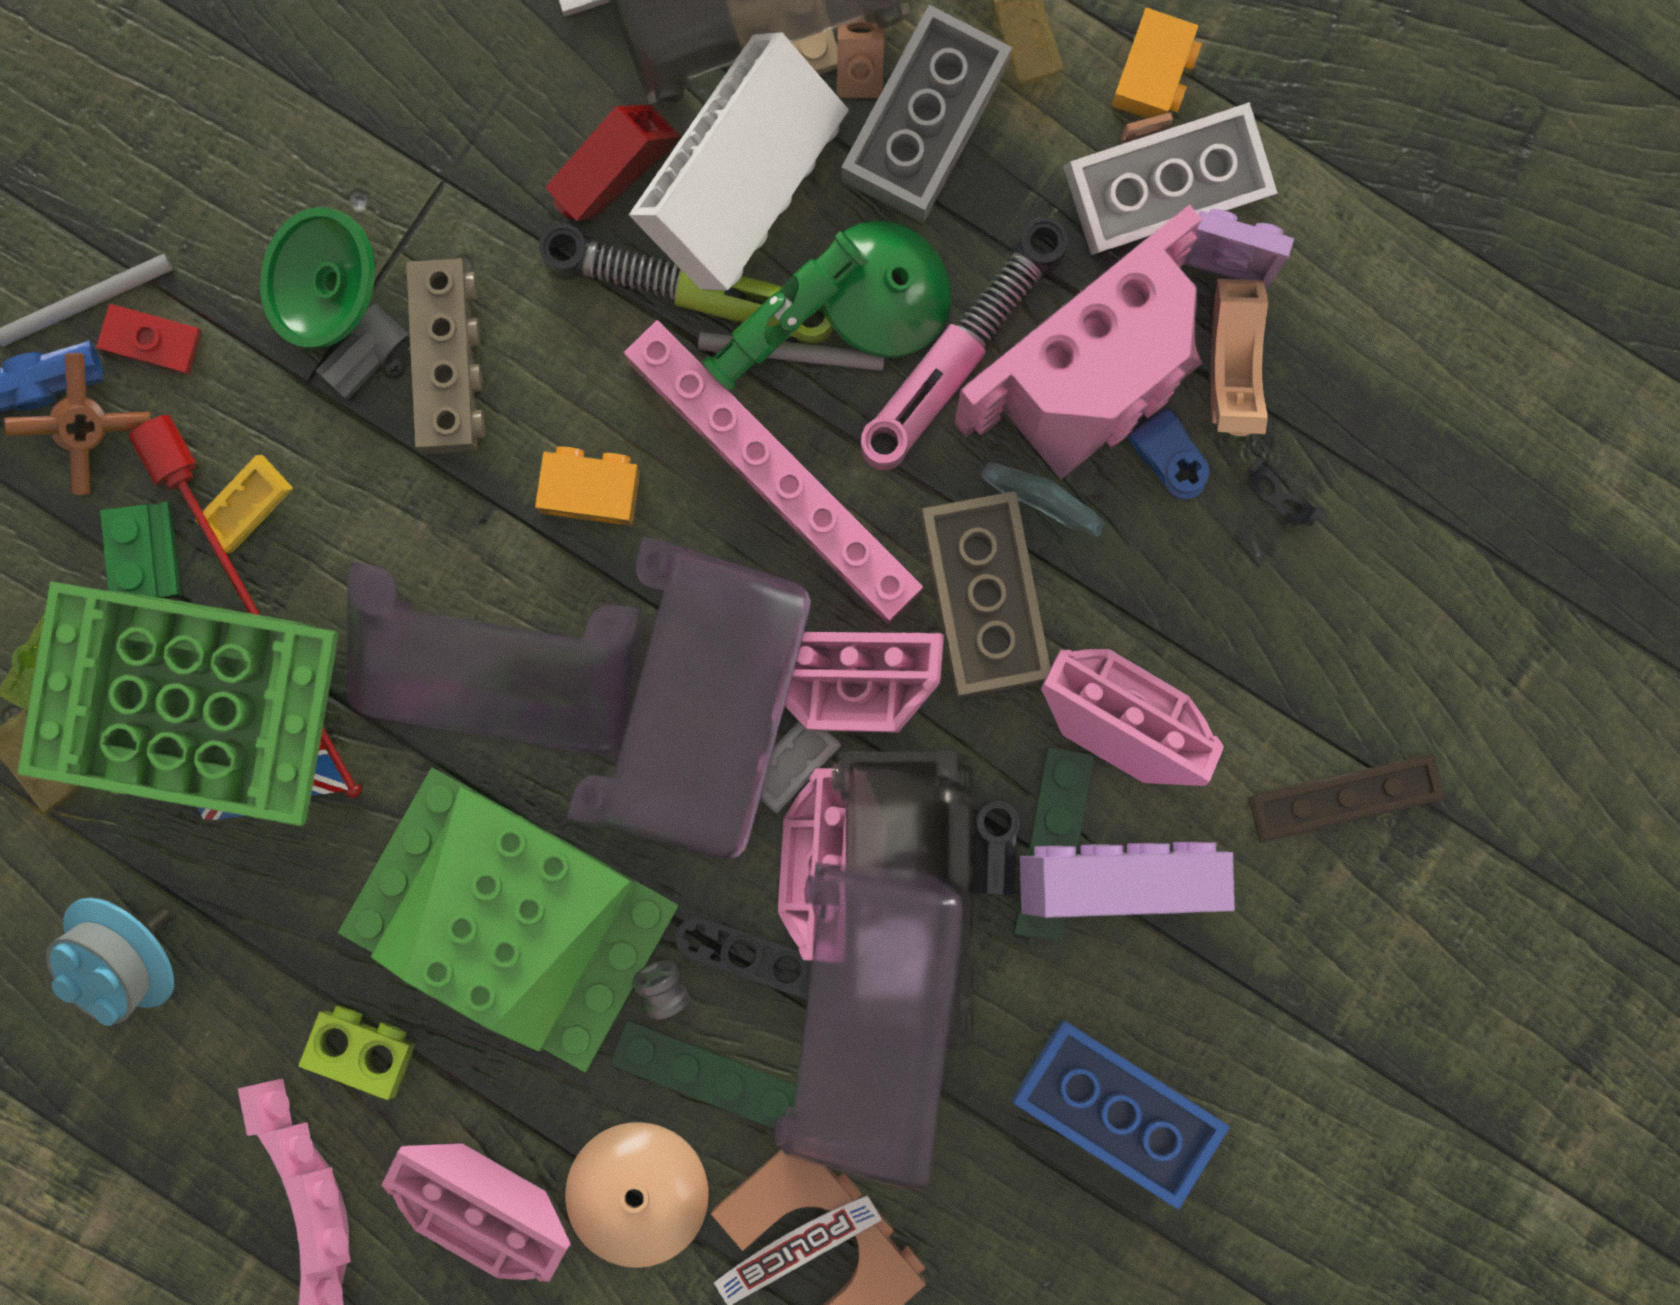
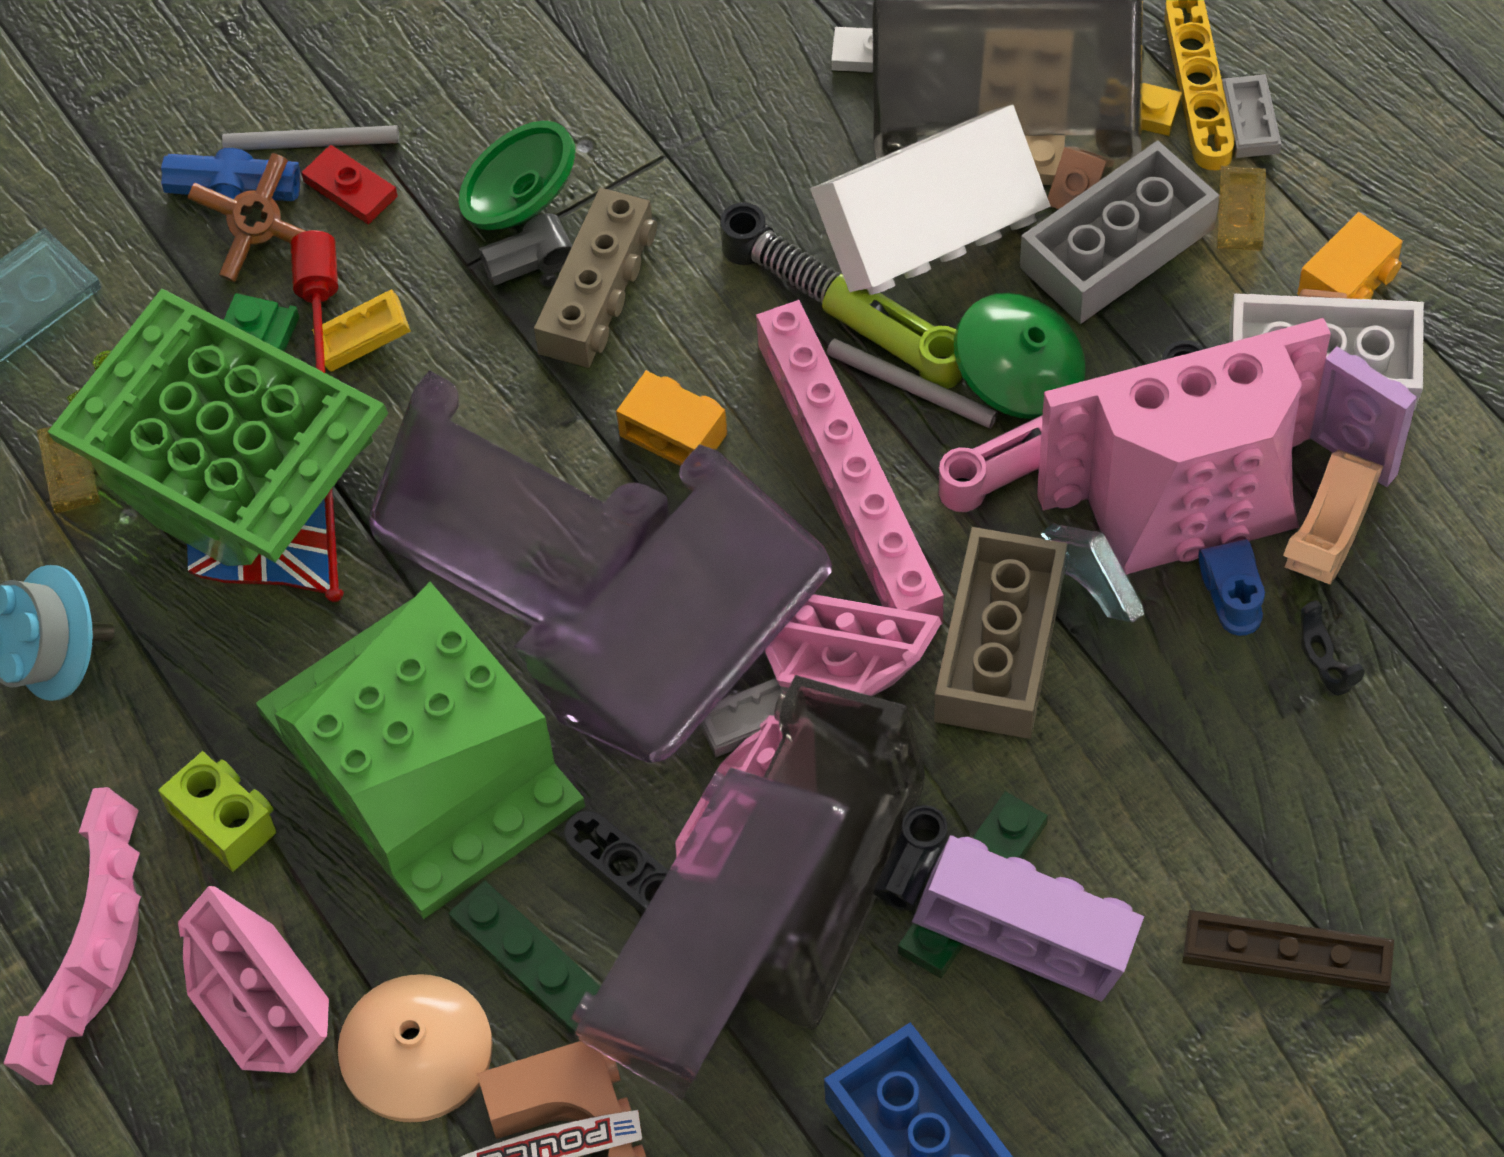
camera: 25 degrees right, 25 degrees down
(611, 160) = (786, 180): red slope -> none
(661, 989) = (529, 860): flat silver wheel -> none
(791, 305) = (940, 316): green piece -> none
(1130, 718) = (1091, 784): bright pink wedge -> none

